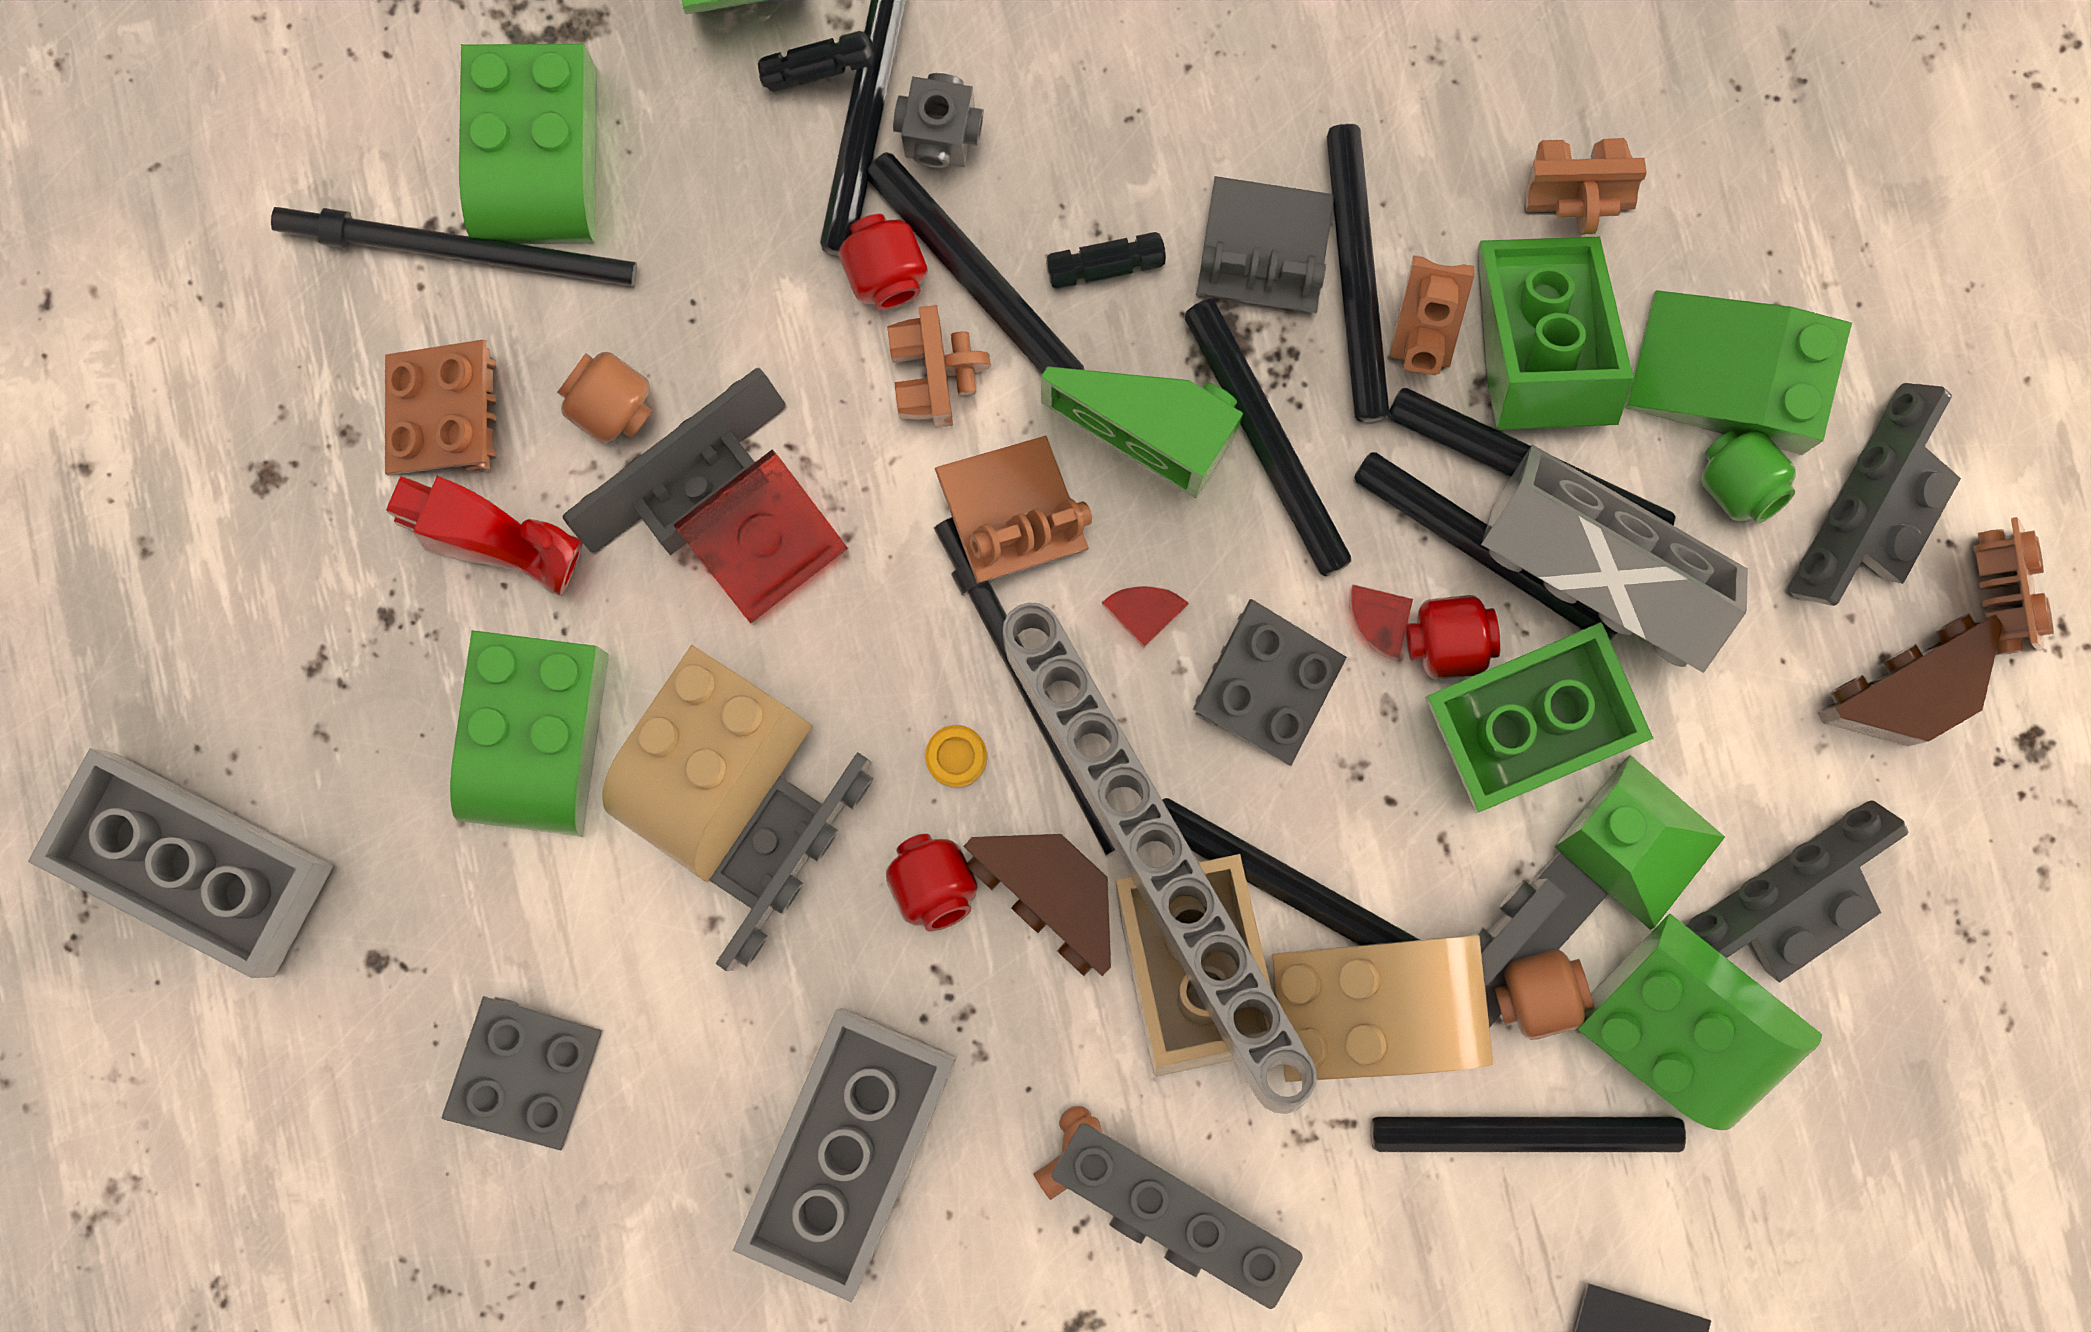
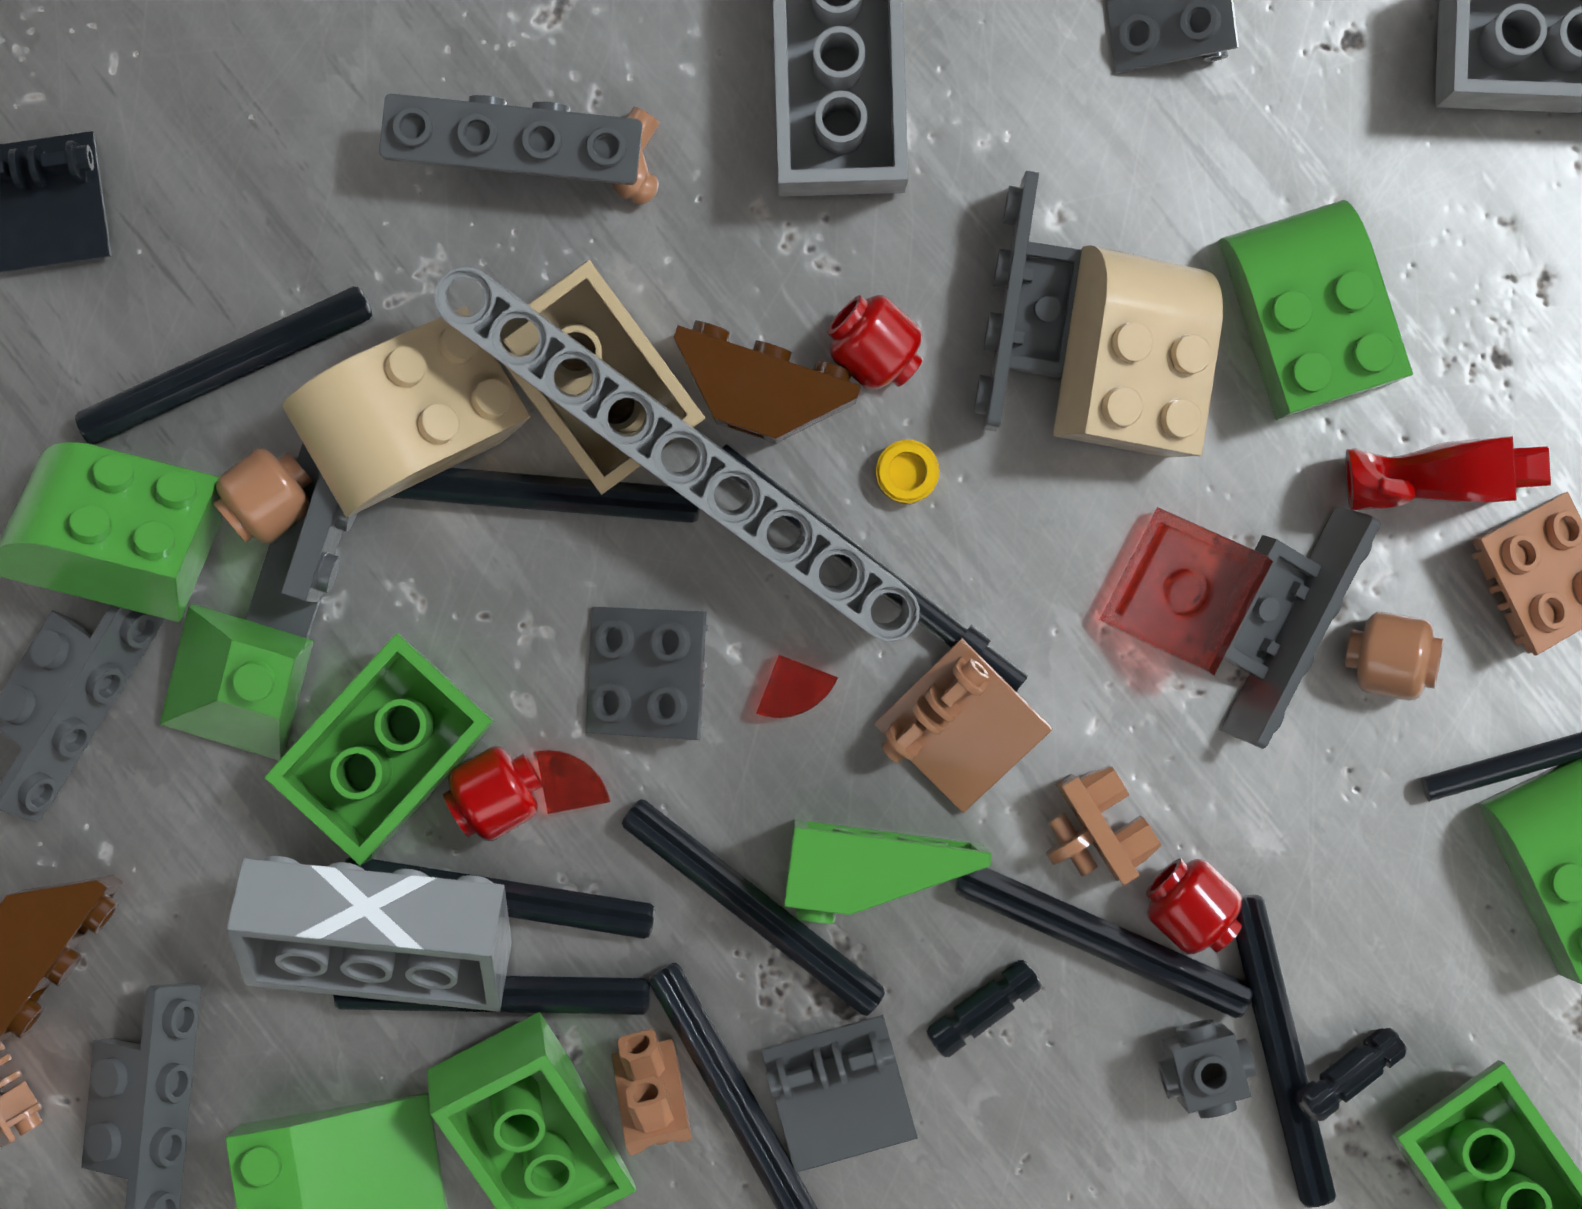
camera: 150 degrees right, 5 degrees up
(1748, 476) = (282, 1075): bright green head -> none

